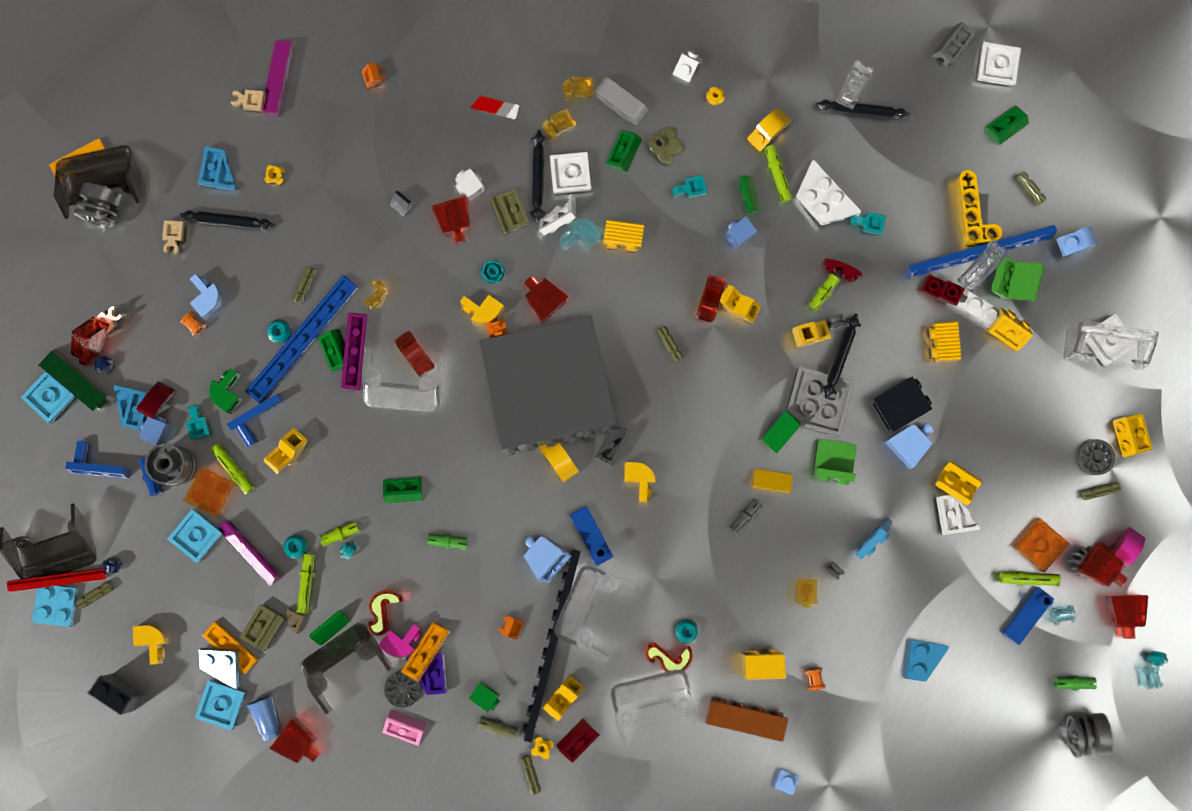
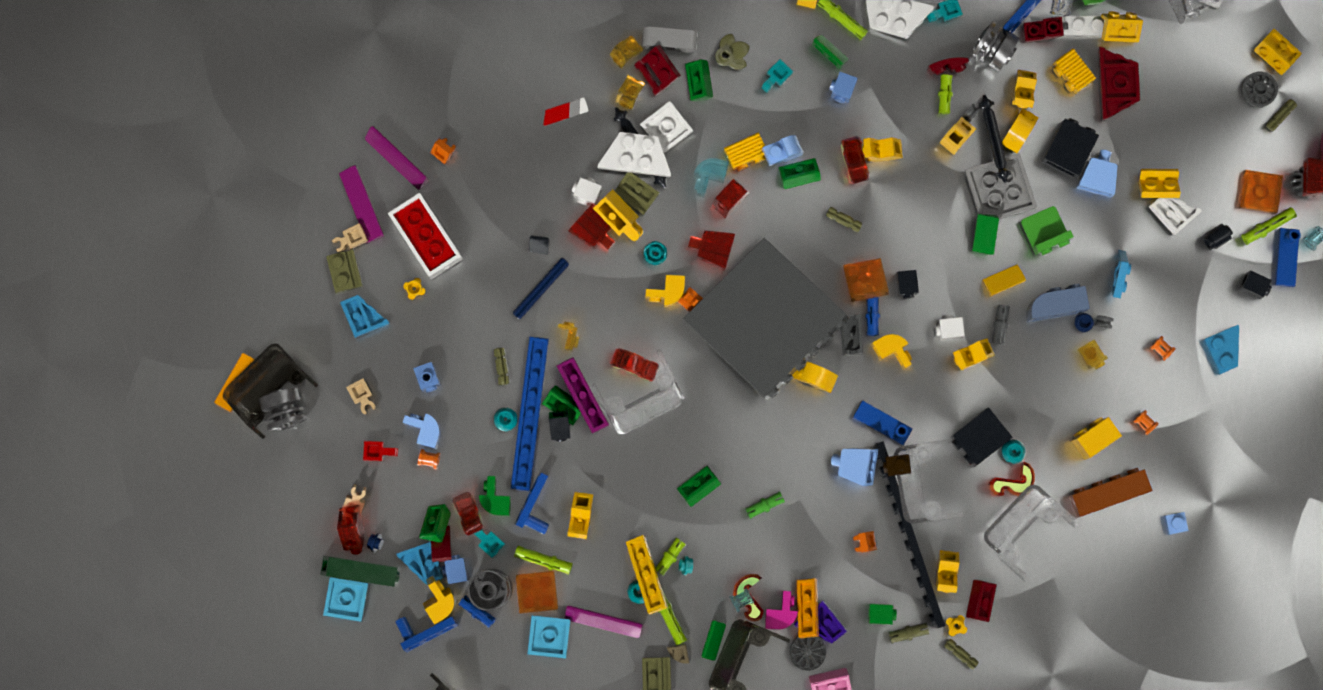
camera: 30 degrees left, 0 degrees up
(121, 450) = (441, 603): none -> yellow brick
(155, 289) = (375, 451): none -> red plate
(162, 380) = (435, 523): none -> green slope
(196, 390) = (469, 513): none -> clear red animal
(225, 219) = (399, 352): black wheel -> none
(227, 124) = (344, 271): none -> olive plate
(236, 254) = (427, 377): none -> medium blue brick
(308, 536) = (646, 574): none -> yellow plate
(310, 136) = (425, 236): none -> red brick
(318, 364) = (559, 426): none -> black brick
(330, 57) = (396, 158): none -> magenta slope
(372, 609) = (741, 600): none -> clear light blue bush
(379, 240) = (540, 288): none -> dark blue axle
(481, 220) = (619, 215): none -> yellow brick
(528, 178) = (636, 155): none -> white wing
(559, 216) = (681, 171): white wing -> none
(577, 579) = (897, 465): none -> dark brown bracket
(585, 264) = (729, 198): none -> clear red torso
(598, 119) = (662, 68): none -> dark red plate
(641, 440) = (873, 316): none -> blue pin
(654, 406) = (865, 280): none -> clear orange plate
(657, 281) = (800, 173): none -> green slope
(658, 252) = (783, 150): none -> light blue brick
(666, 601) = (980, 437): none -> black brick
(687, 431) = (907, 284): none -> black brick
(699, 491) = (950, 328): none -> white brick
(705, 526) = (973, 354): none -> yellow brick
(805, 530) = (1058, 303): none -> sand blue brick
(817, 560) = (1084, 322): none -> dark blue plate
(867, 362) = (1020, 130): none -> yellow brick
(872, 617) = (1156, 346): none -> orange bush
(892, 279) = (996, 47): none -> flat silver wheel
(893, 330) = (1024, 89): none -> yellow brick
(977, 375) = (1117, 82): none -> dark red wing
(979, 560) = (1217, 236): none -> black brick
(986, 622) = (1255, 285): none -> black brick

